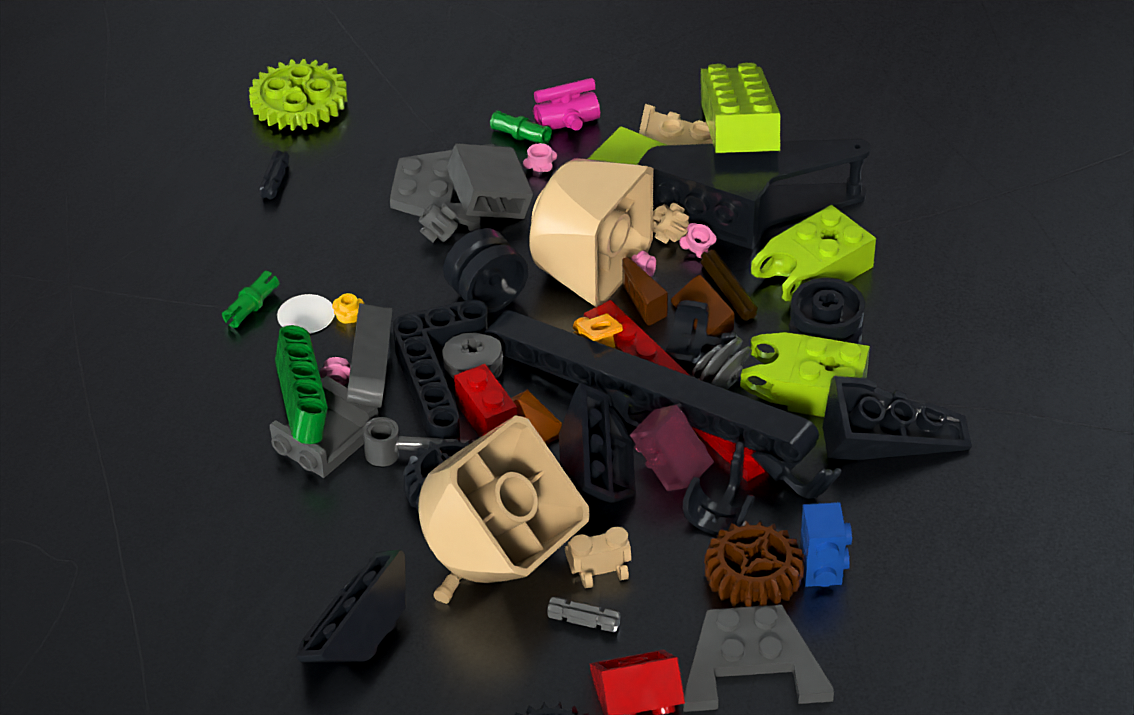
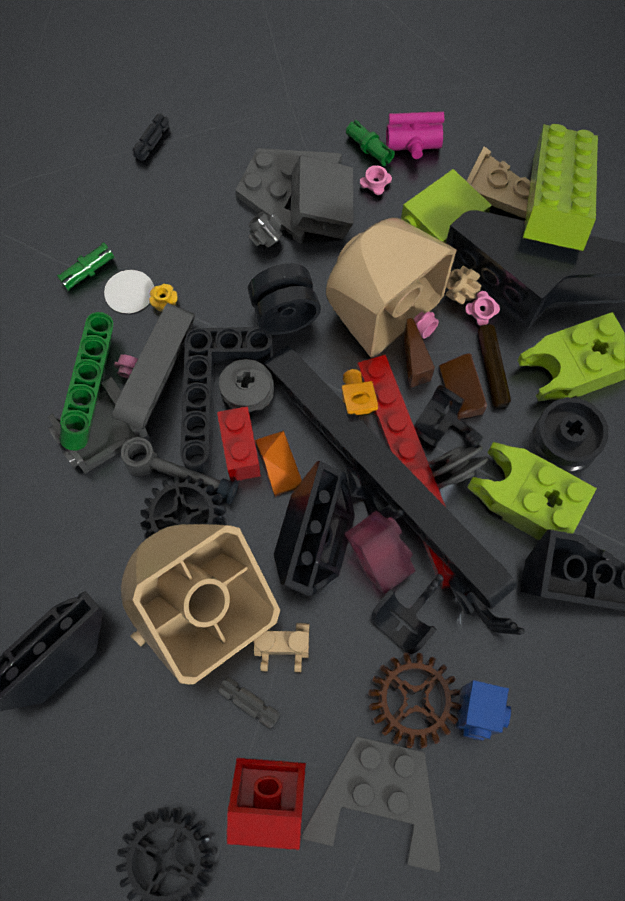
camera: 15 degrees right, 25 degrees up
(298, 94) = (181, 66): lime gear -> none

